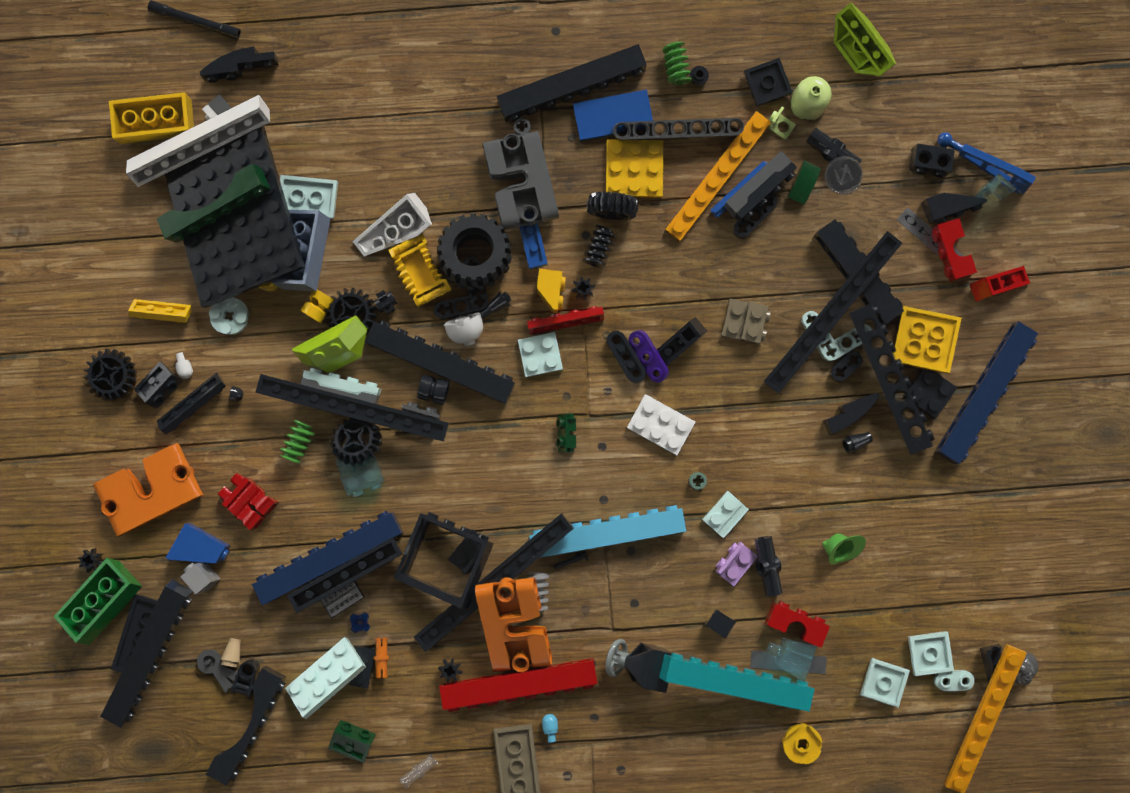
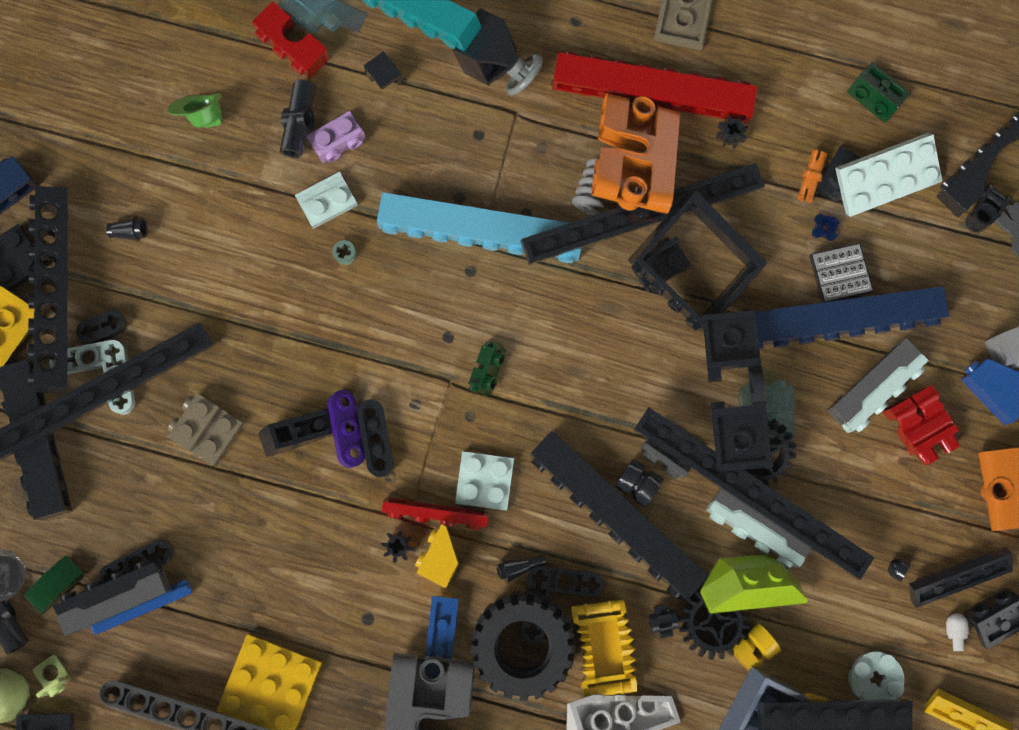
camera: 160 degrees left, 5 degrees down
(231, 654) = (997, 243): tan cone -> none
(287, 518) = (877, 386): none -> piece
(297, 441) = (836, 476): bright green piece -> none
(345, 575) = (828, 284): black brick -> none
(372, 444) = (739, 431): none -> black plate
(418, 771) = (808, 31): clear pin -> none
(465, 329) = (570, 547): white cylinder -> none
(550, 726) = (632, 26): medium azure cylinder -> none
(572, 560) = (537, 210): black pin -> none
(599, 246) = (355, 594): black piece -> none
(612, 205) = (317, 642): black gear -> none
(661, 424) = (363, 337): white plate -> none
(717, 176) = (163, 635): light orange plate -> none
(850, 413) = (120, 266): black slope -> none

